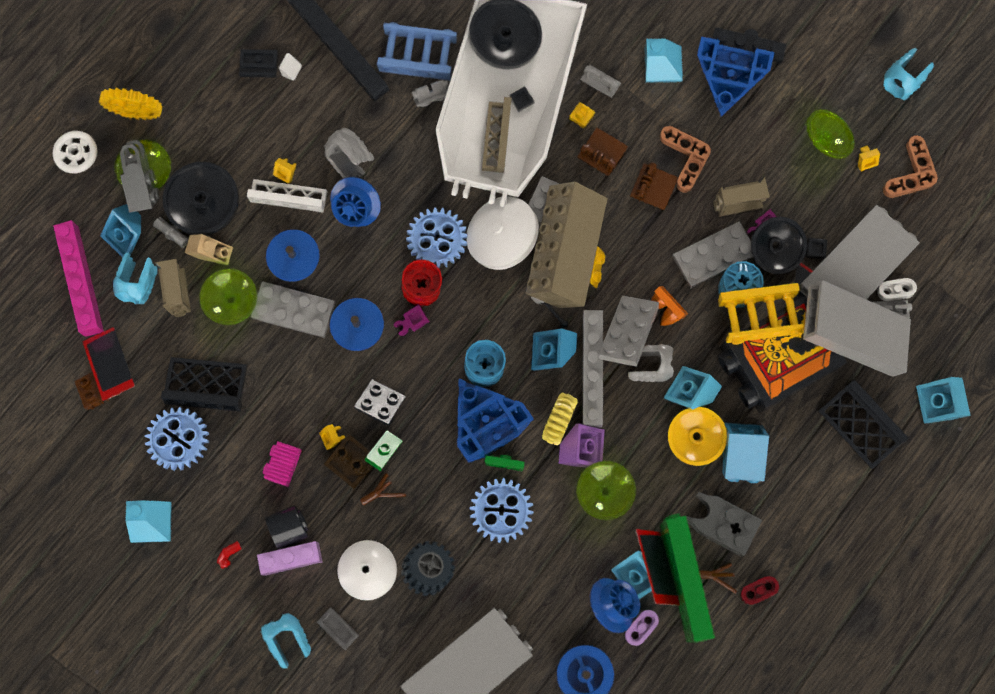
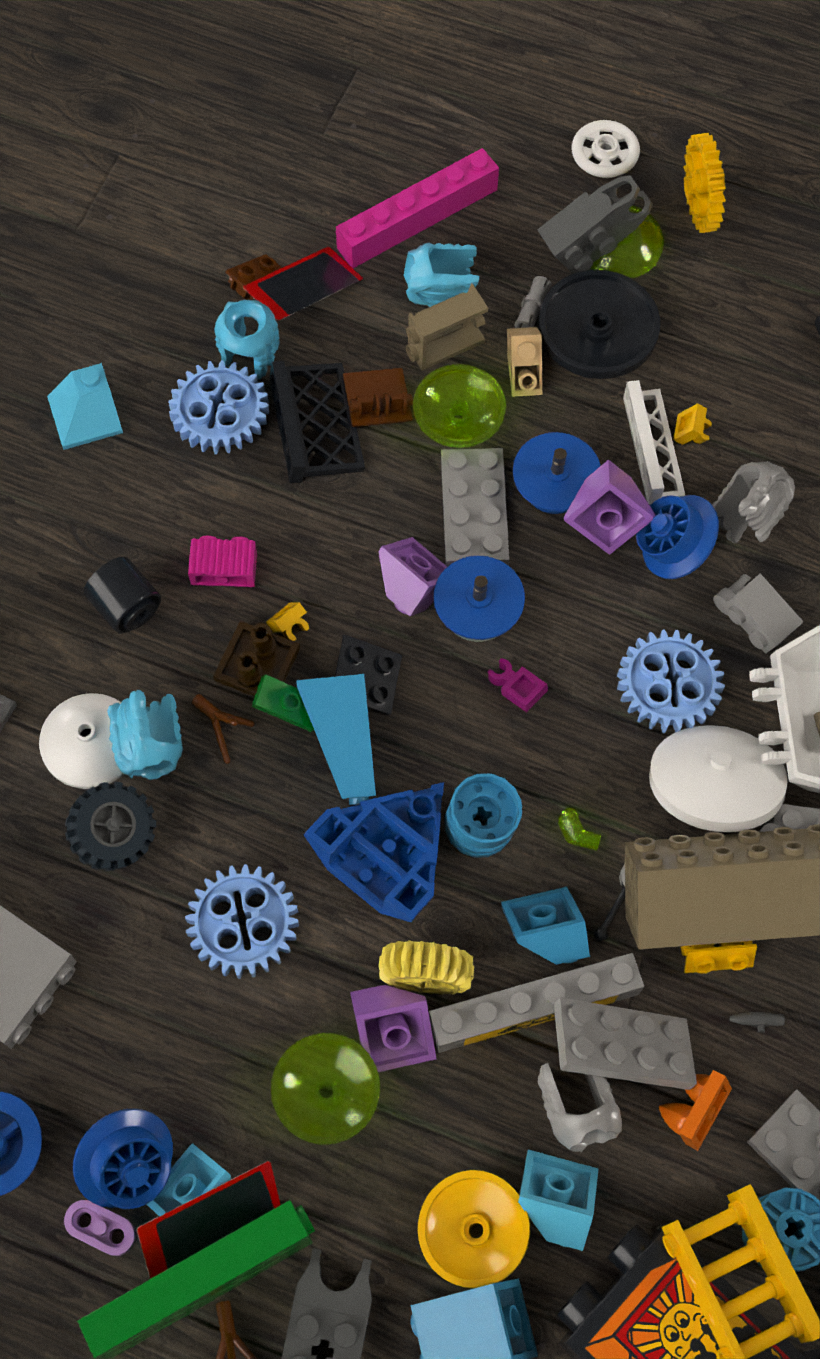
camera: 70 degrees right, 10 degrees down
(122, 230) = (512, 239): dark azure slope -> none
(139, 419) = (231, 334): none -> medium azure piece
(202, 342) = (377, 397): none -> reddish brown hinge
(226, 553) = (63, 527): red arm -> none
(289, 558) = (76, 617): lavender brick -> none
(326, 234) = (609, 508): none -> medium lavender slope
(327, 357) = (409, 575): none -> medium lavender slope
(379, 535) = (145, 738): none -> medium azure piece
(410, 423) = (342, 727): none -> dark azure slope
(411, 176) = (758, 611): none -> light grey hinge
(418, 273) = (587, 658): red wheel -> none
(504, 462) = (326, 902): green plate -> none
(505, 318) = (574, 831): none -> clear neon green arm
(632, 260) = (758, 1019): none -> dark grey helmet

